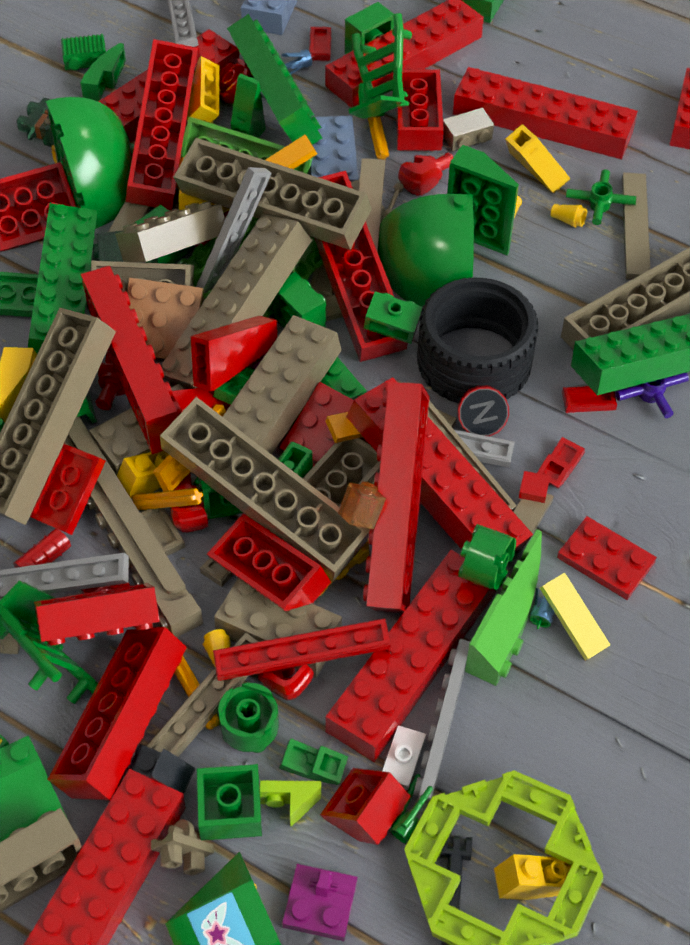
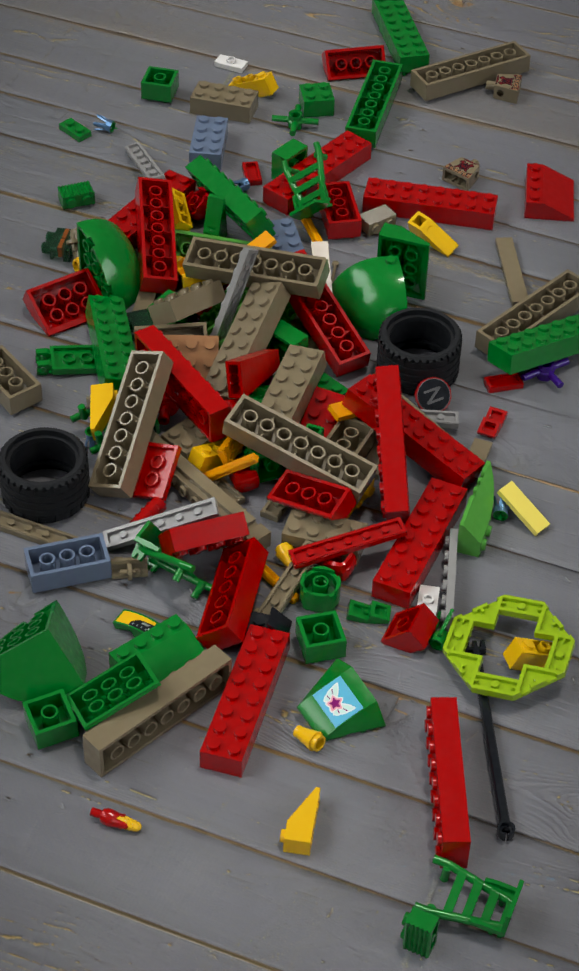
camera: 10 degrees left, 10 degrees down
(103, 73) = (96, 205): green slope -> none
(183, 845) = (298, 664): dark tan hips -> none
(299, 794) = (361, 629): lime slope -> none
(320, 902) = (394, 686): magenta hinge -> none
(361, 505) = (371, 446): clear orange brick -> none
(393, 317) = (358, 340): green brick -> none
(423, 173) = (352, 251): red piece -> none
(487, 557) = (459, 471): green brick -> none
(534, 487) = (478, 437): red tile -> none
(570, 214) = (464, 268): yellow cone -> none
(597, 71) = (461, 173): none -> dark tan torso
(601, 197) = (484, 254): green bar -> none
(606, 557) = (536, 475): red plate -> none

